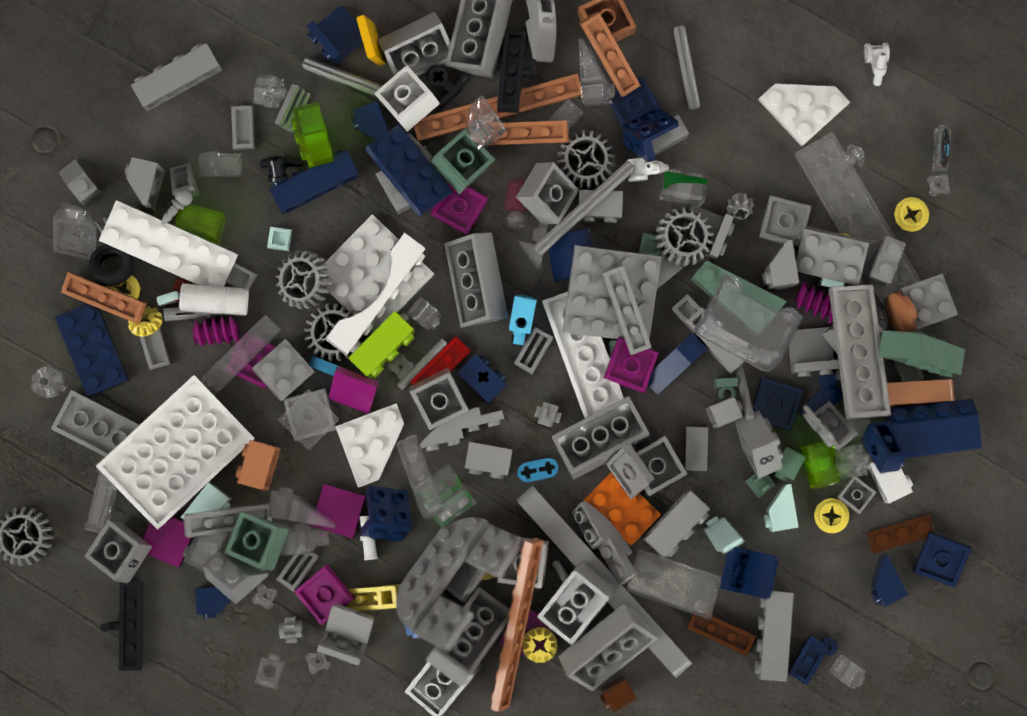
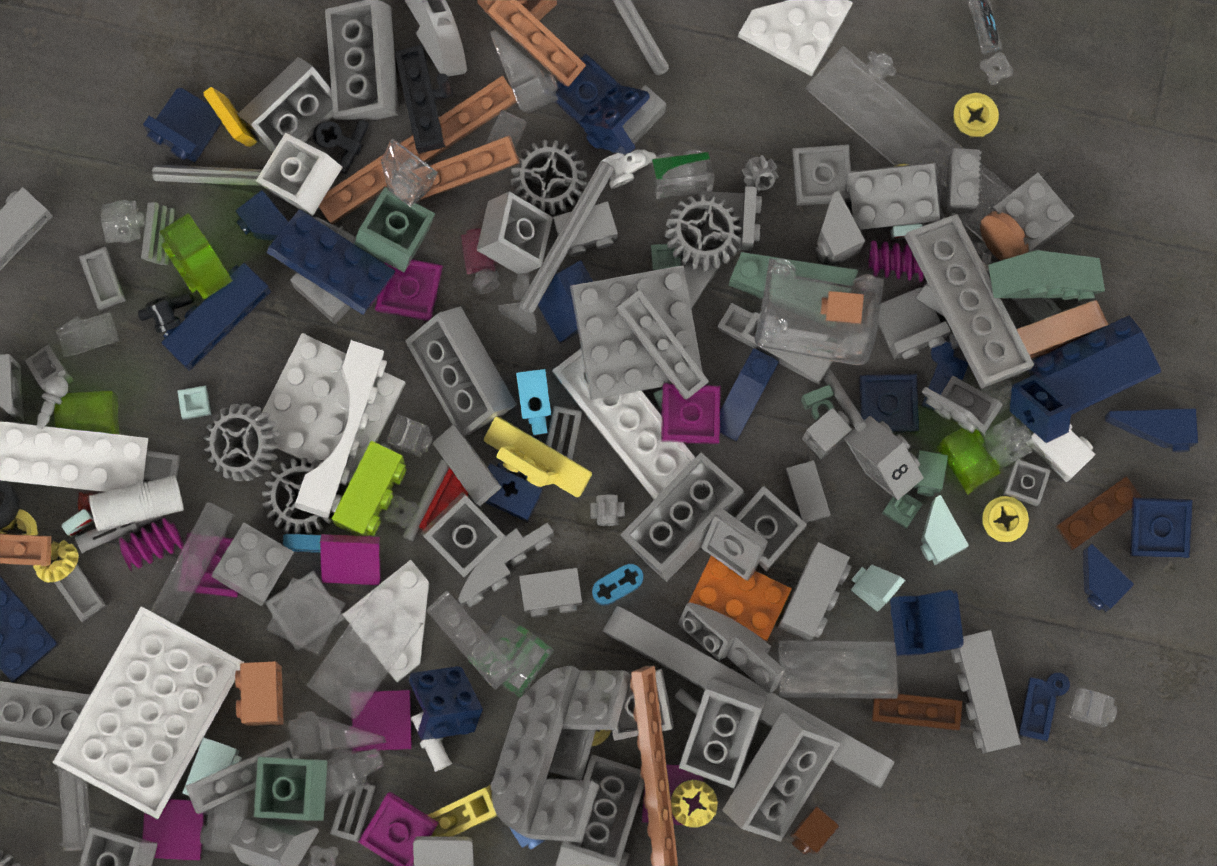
camera: 20 degrees left, 5 degrees down
(341, 460) = (364, 654): none -> clear plate
(458, 349) = (466, 465): none -> light grey tile
(508, 361) = (535, 459): none -> light yellow bracket
(766, 326) = (842, 307): none -> nougat brick
(969, 488) = (1162, 427): none -> dark blue slope

